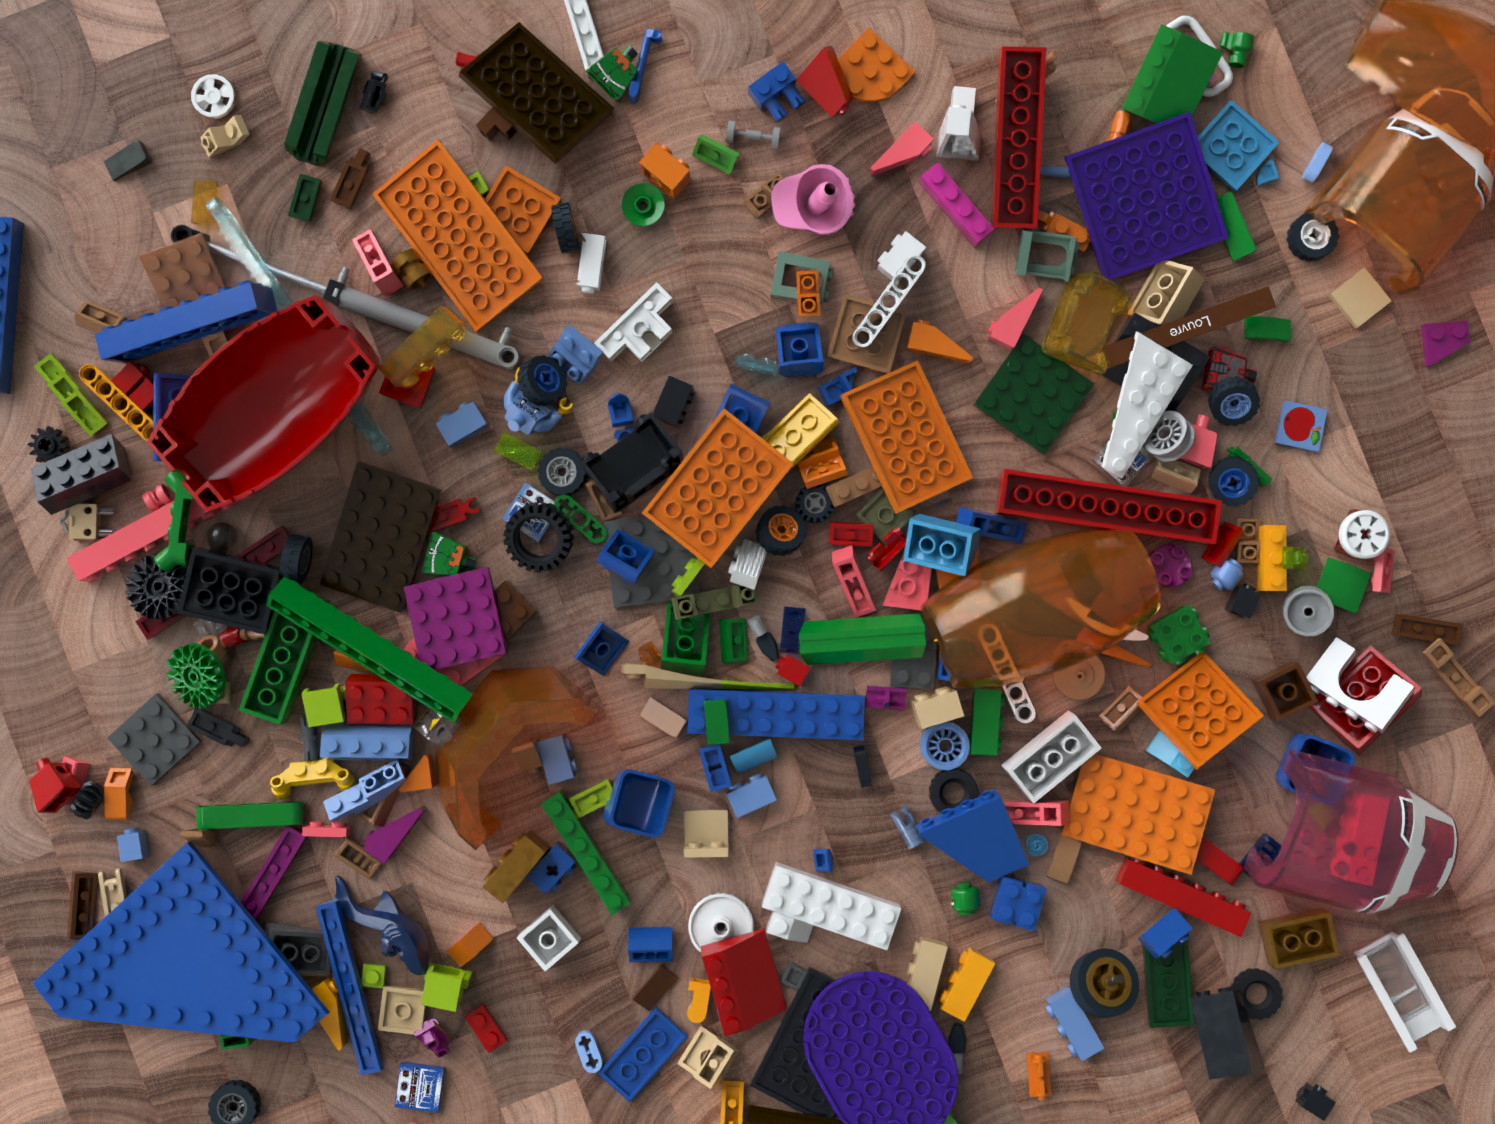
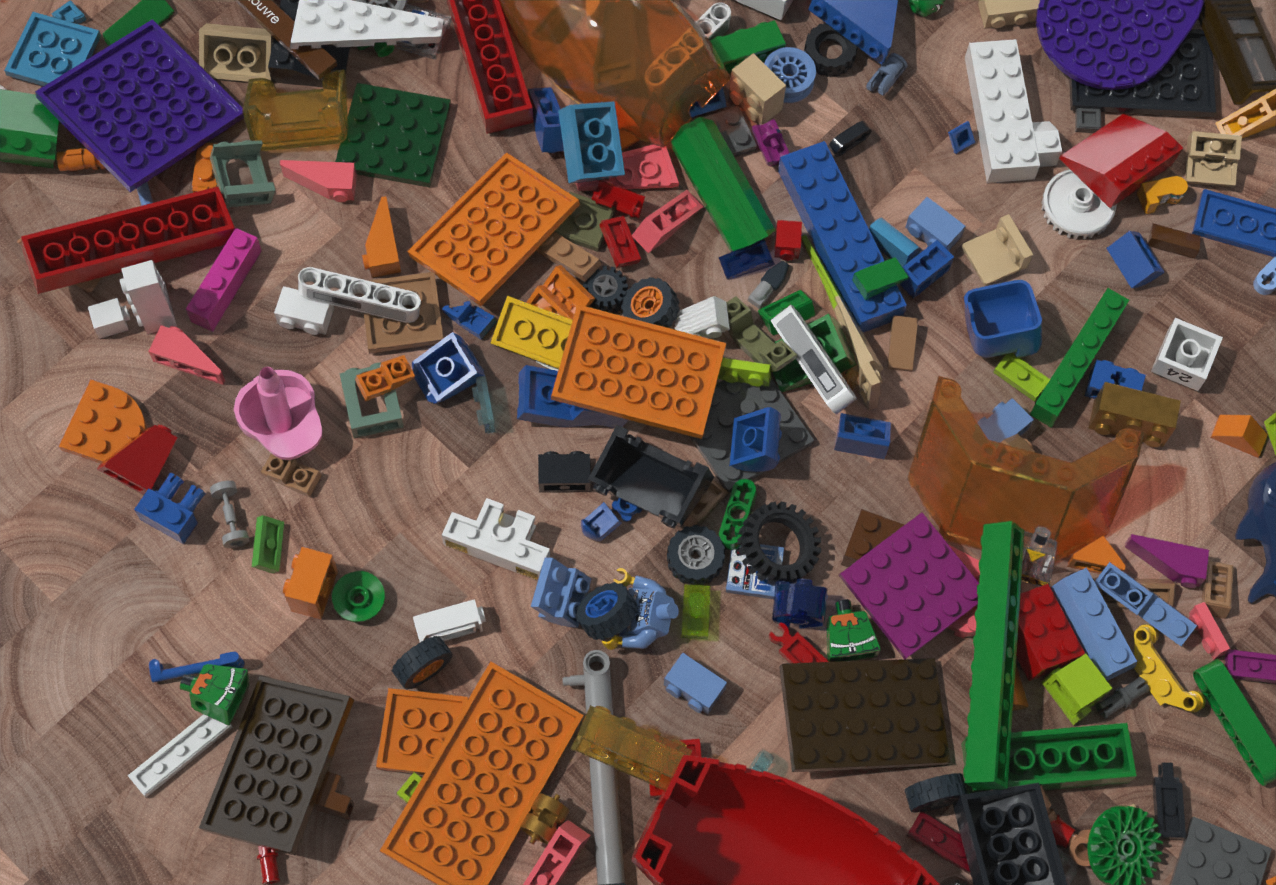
camera: 120 degrees left, 20 degrees down
(483, 529) = (799, 604): none -> clear blue brick
(672, 634) = (814, 359): none -> beam

